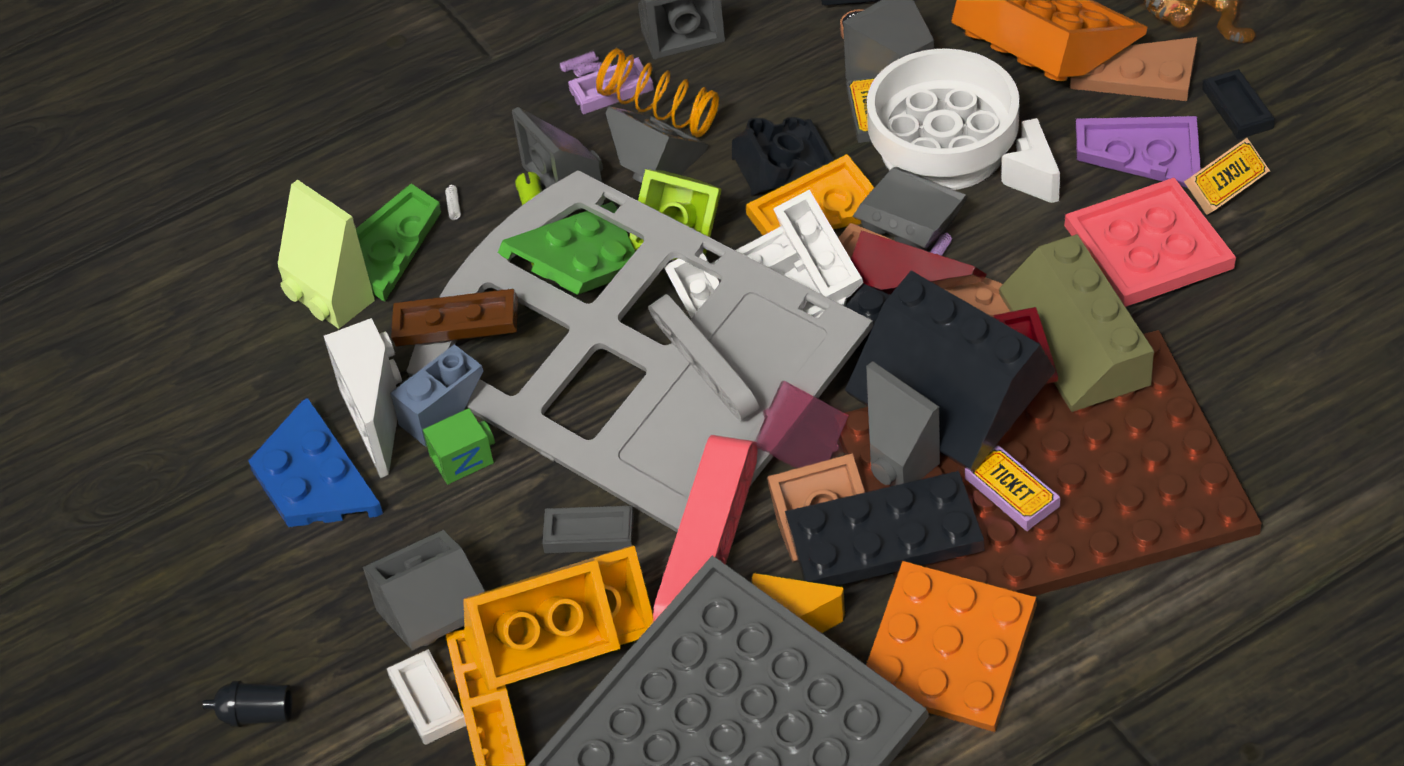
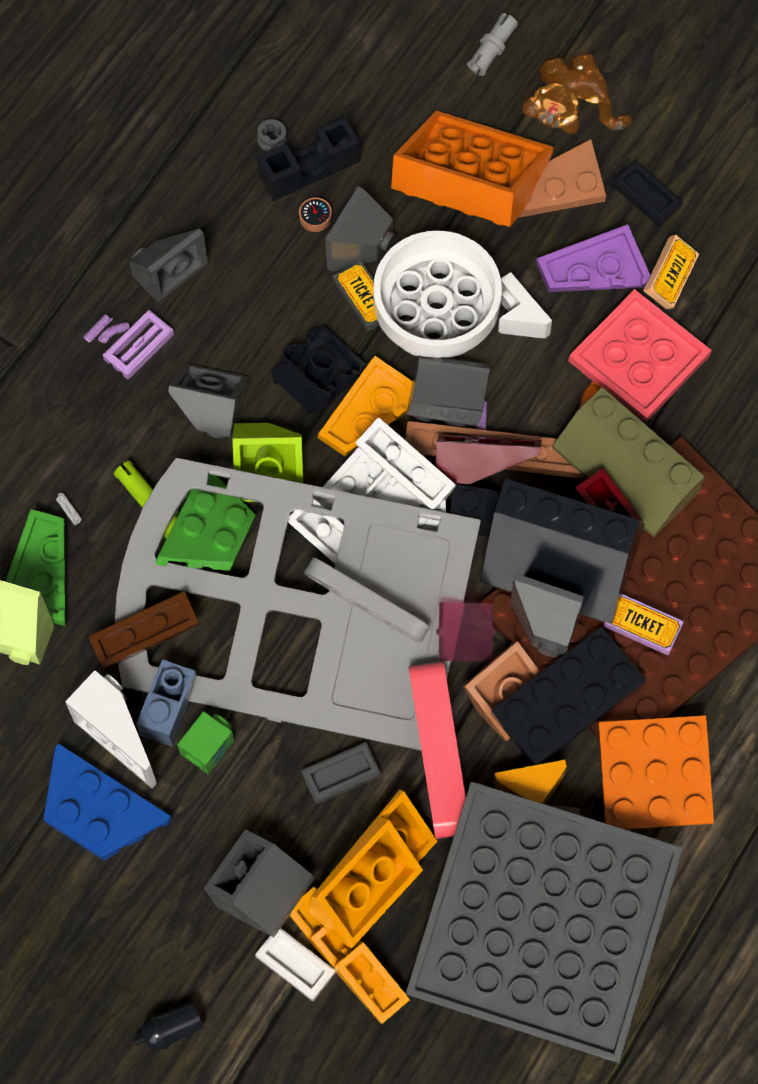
camera: 30 degrees left, 20 degrees up
(551, 151) = (142, 442): dark grey slope -> none
(617, 79) = (237, 348): light orange piece -> none

